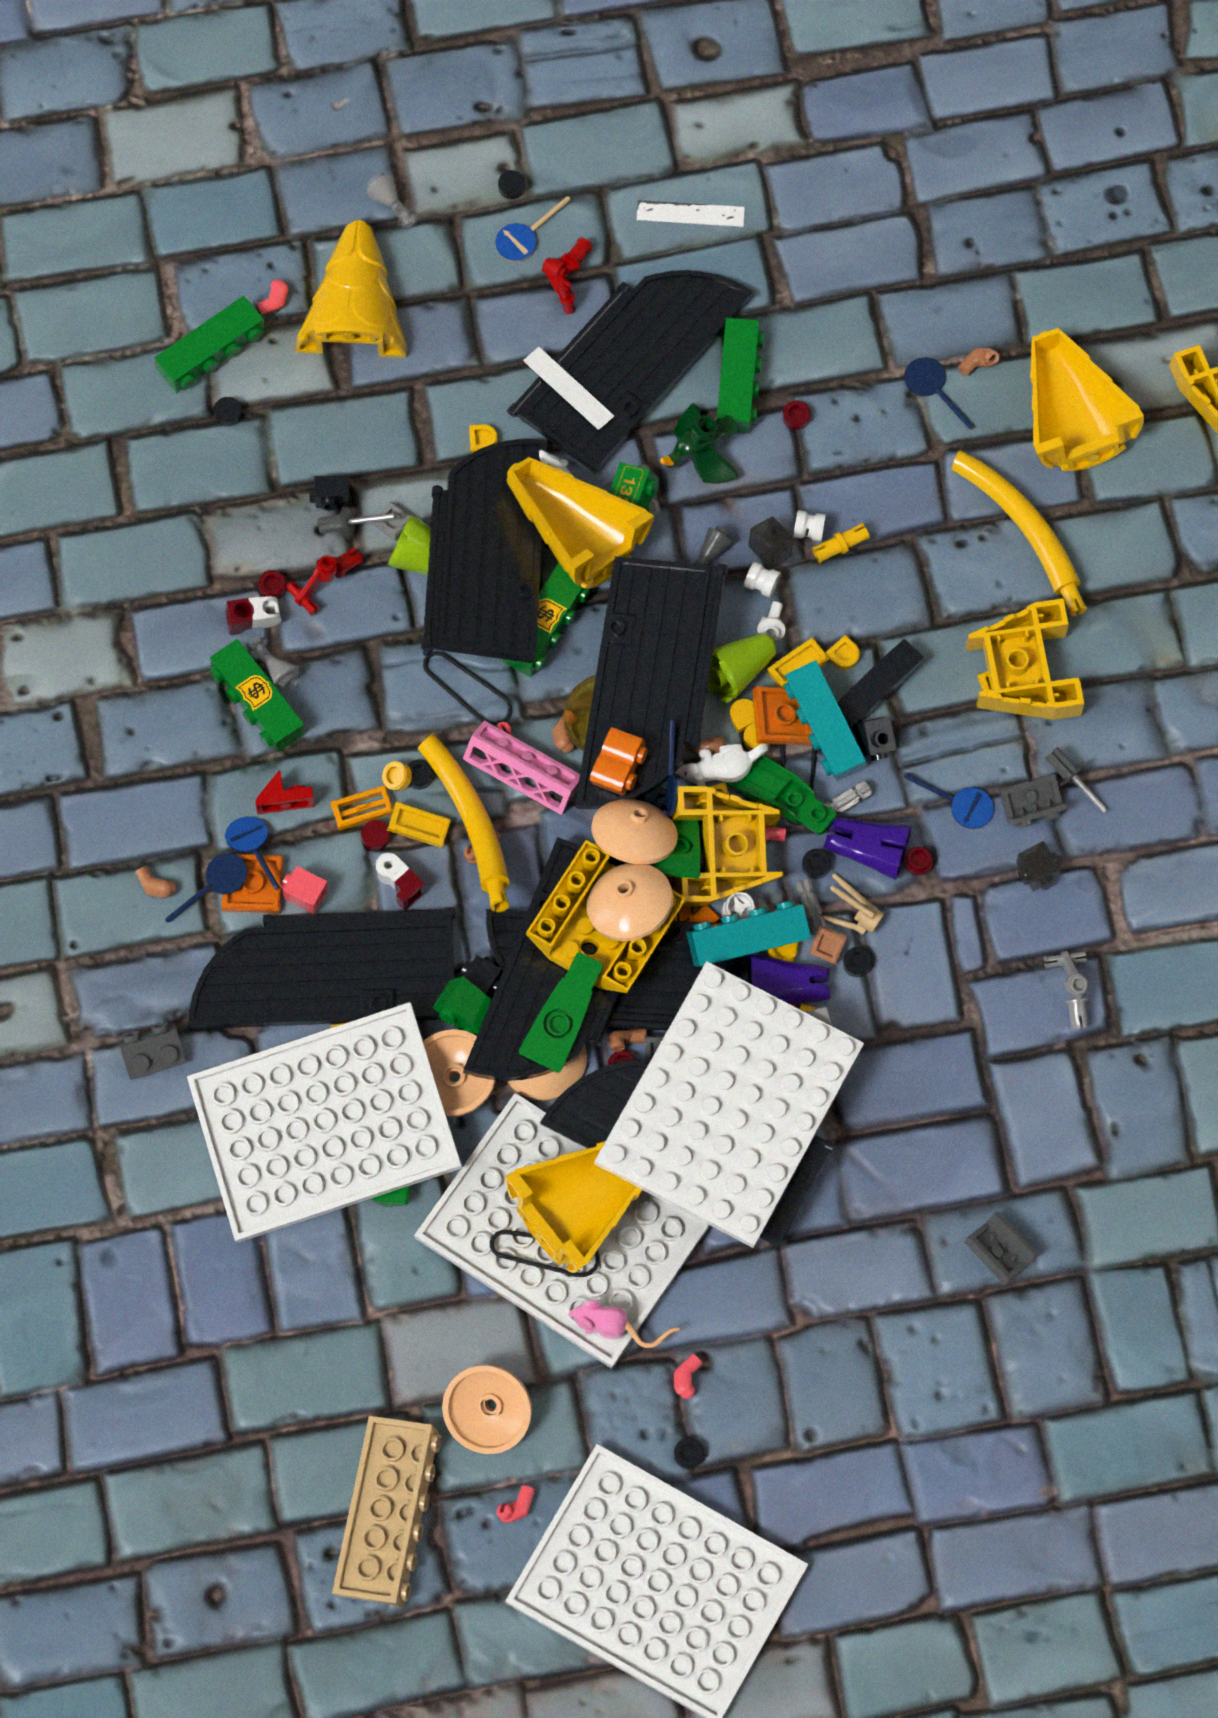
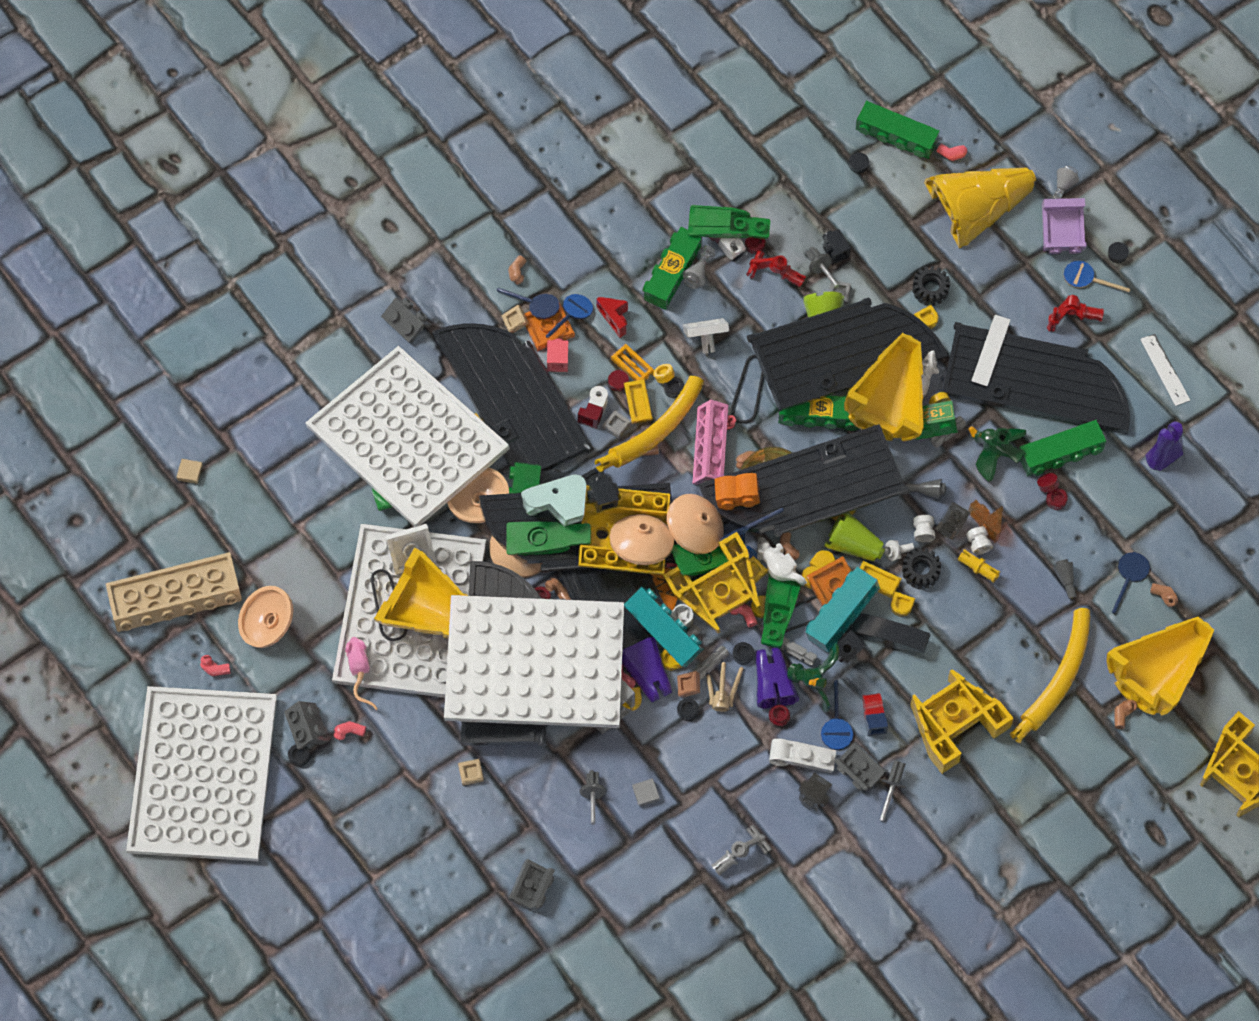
camera: 65 degrees right, 5 degrees down
(223, 1418) = (189, 471): none -> tan tile
(224, 917) = (515, 319): none -> tan tile
(236, 602) = (726, 223): none -> green piece
(368, 696) = (706, 330): none -> white tile
(434, 865) = (616, 424): none -> light grey tile
(444, 427) = (931, 275): none -> black tyre
(448, 225) = (1063, 225): none -> lavender panel
(487, 1186) = (403, 543): none -> white tile
(546, 965) = (566, 505): none -> light aqua piece
(555, 914) = (603, 494): none -> black brick
(604, 478) = (939, 397): none -> yellow tile
(656, 1425) = (306, 724): none -> dark grey bracket
(773, 413) = (1048, 482): none -> dark red tile
(794, 499) = (991, 521): none -> clear orange slope
(799, 262) = (1167, 447): none -> dark purple piece
(814, 1255) = (470, 772): none -> tan tile
(817, 593) = (917, 579): none -> black tyre
(899, 453) = (1065, 573): none -> dark grey cone
(899, 792) = (814, 676): none -> dark green animal
(914, 1120) = (592, 791): none -> dark grey piece
(941, 1061) = (645, 792): none -> light grey tile
(971, 752) = (874, 714): none -> leg
(983, 859) = (801, 754): none -> white plate
(1100, 479) = (1122, 711): none -> nougat arm

